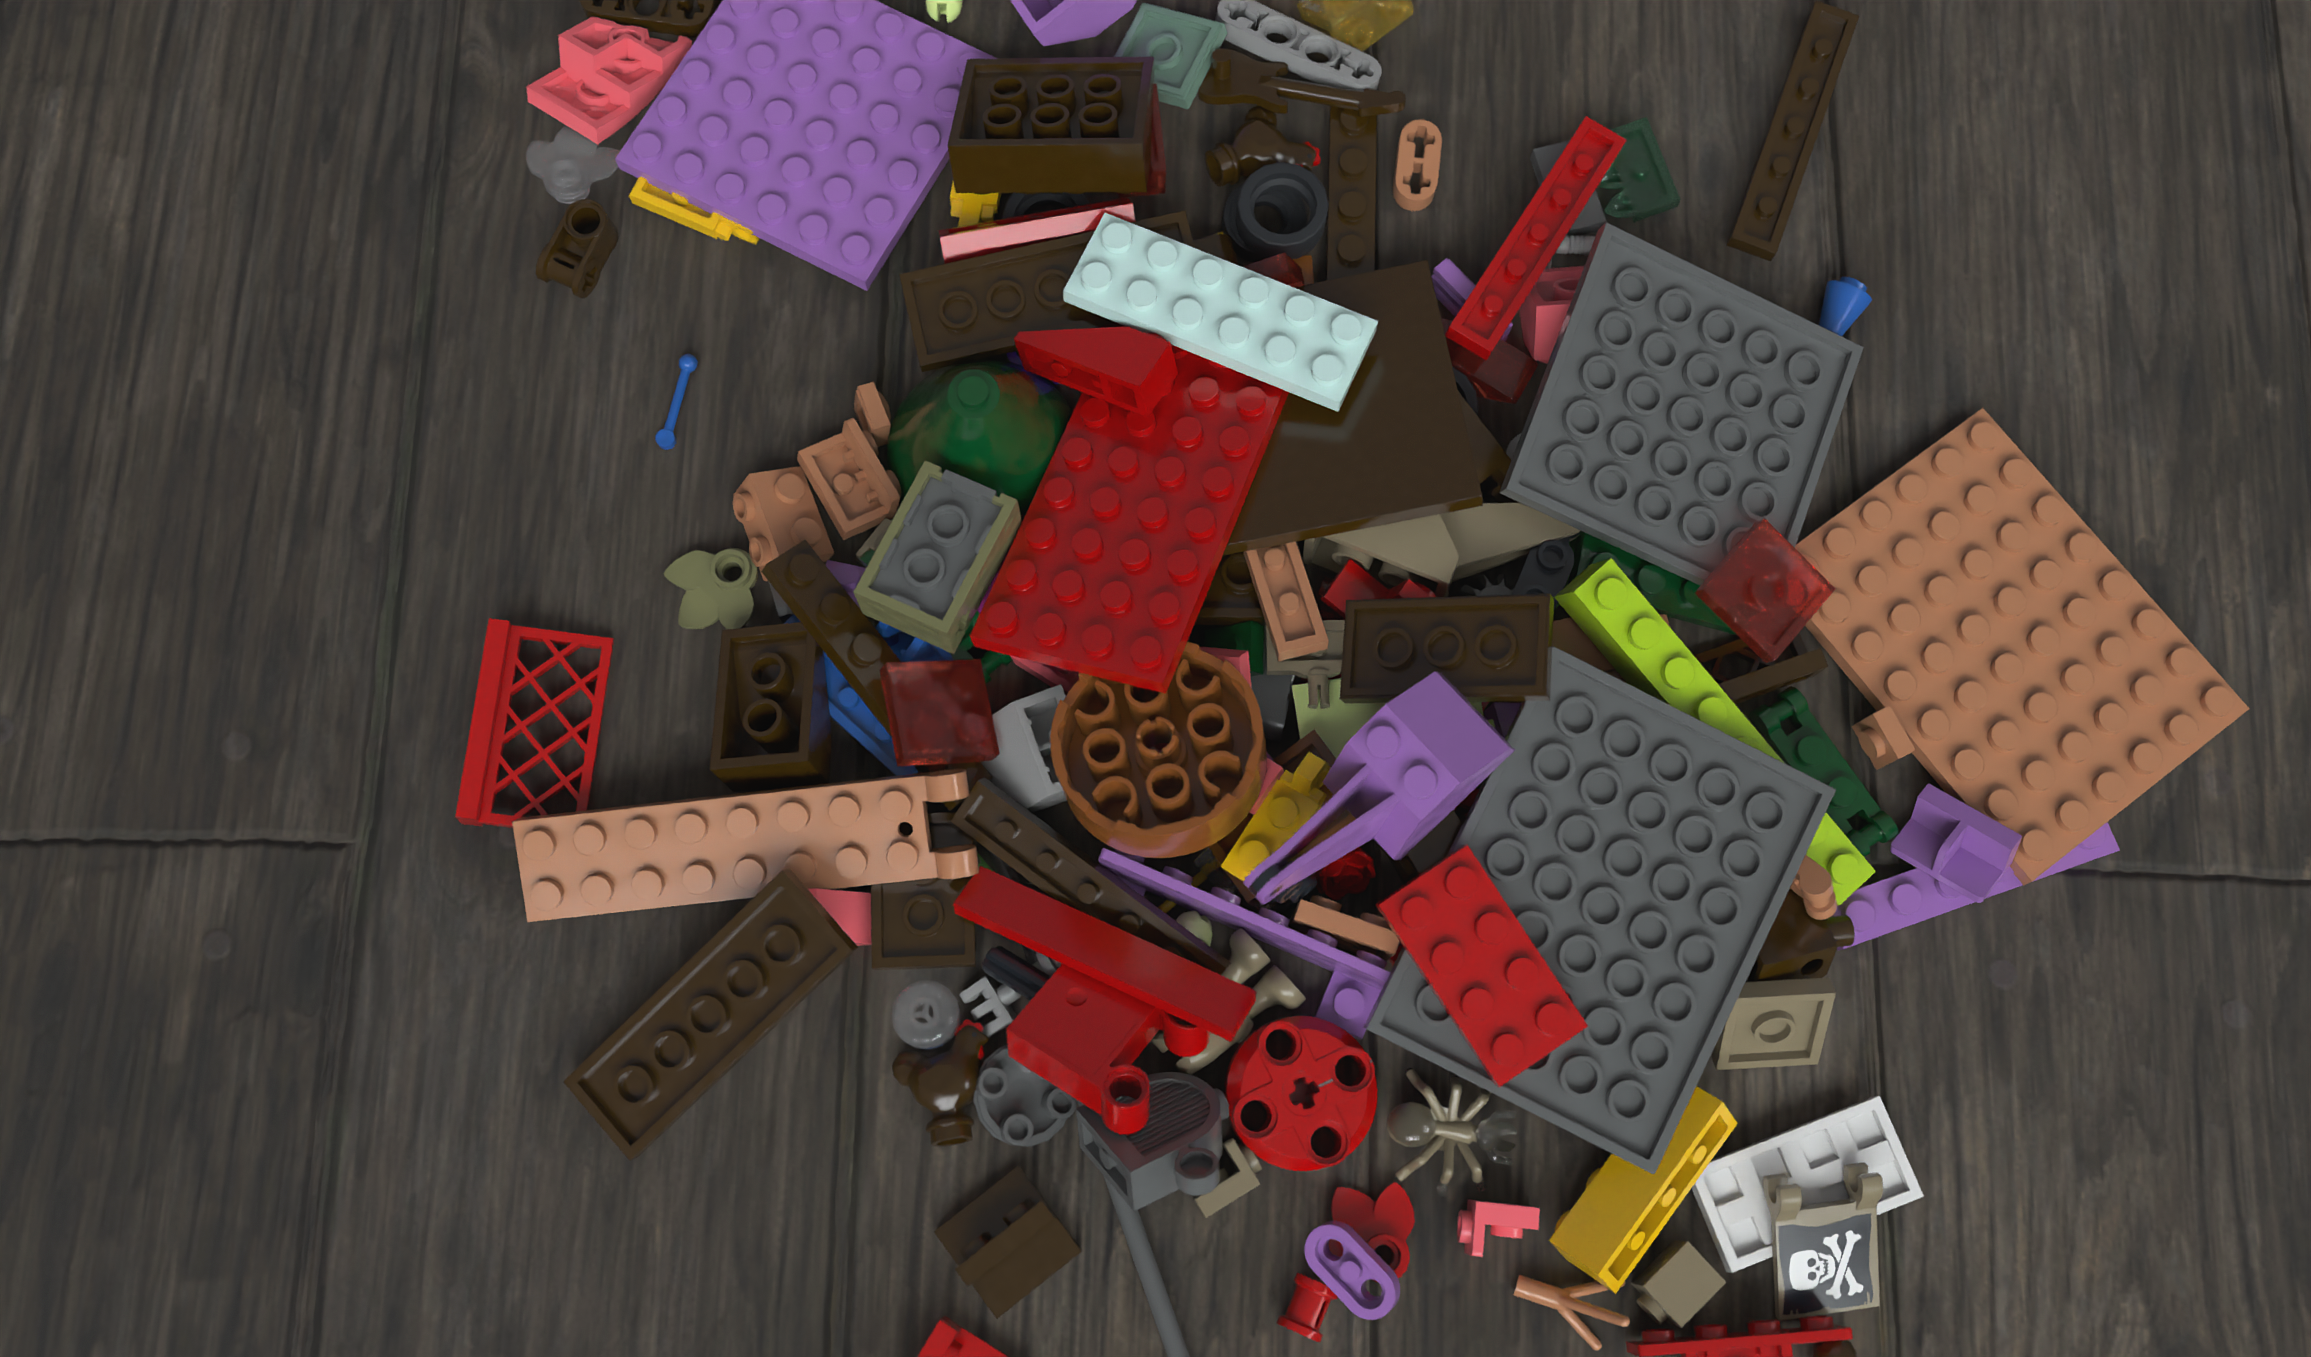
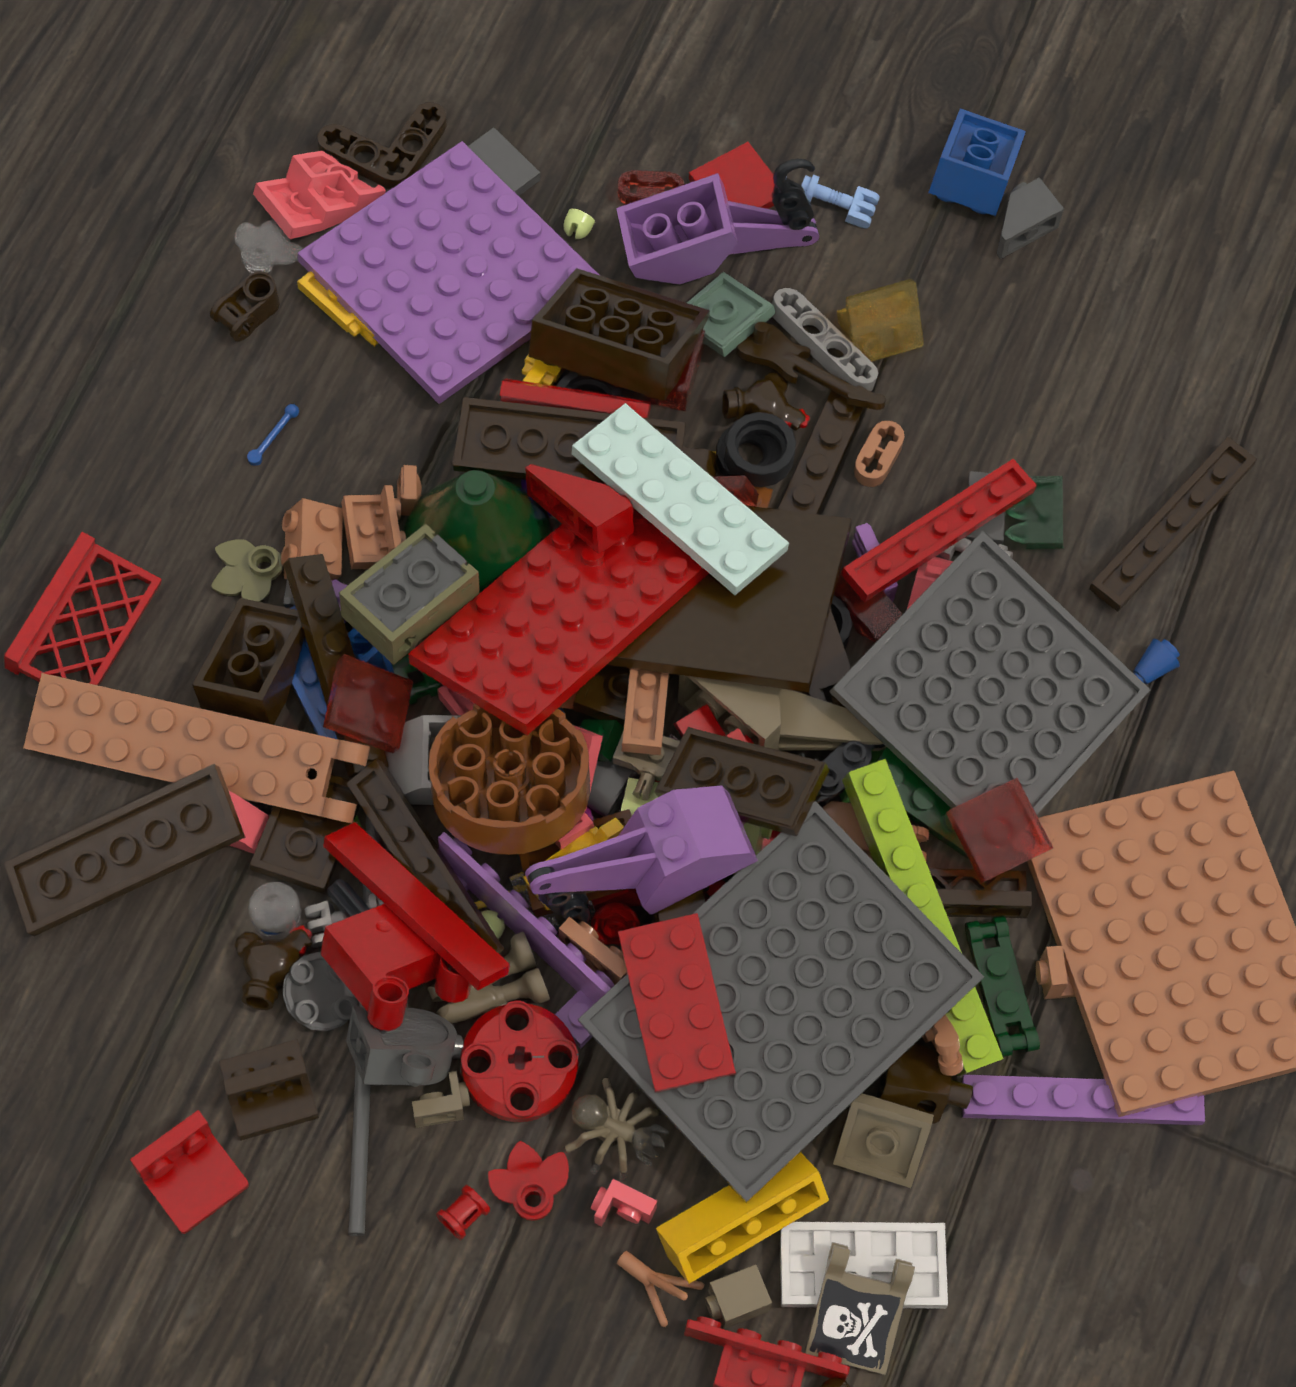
camera: 20 degrees right, 10 degrees down
(1349, 1273) = (505, 1195): medium lavender plate -> none
(1956, 844) = (1077, 1066): medium lavender panel -> none

